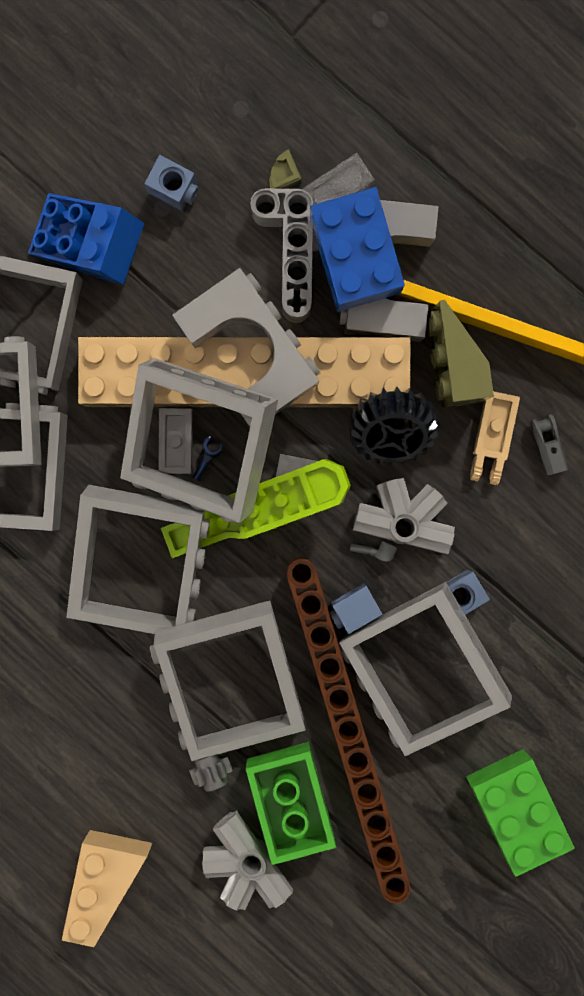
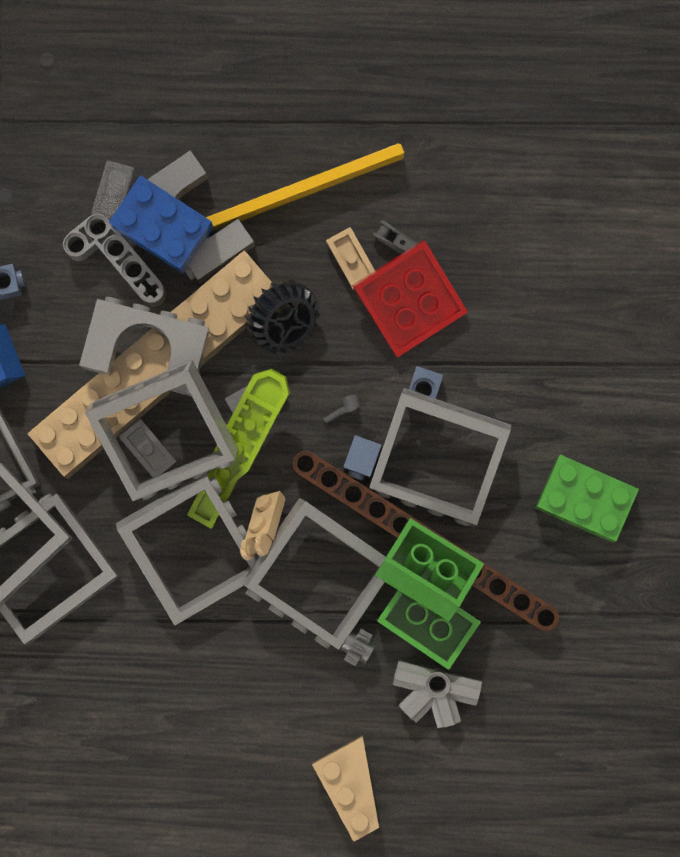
camera: 35 degrees left, 5 degrees down
(206, 459) = (178, 443): dark blue hand -> none
(216, 598) = (263, 525): none -> tan hinge
(284, 172) = (69, 213): olive tile -> none
(330, 770) = (429, 569): none -> bright green brick
(416, 512) = (333, 366): light grey piece -> none
(460, 363) = (291, 238): olive slope -> none
(518, 505) = (410, 298): none -> red plate

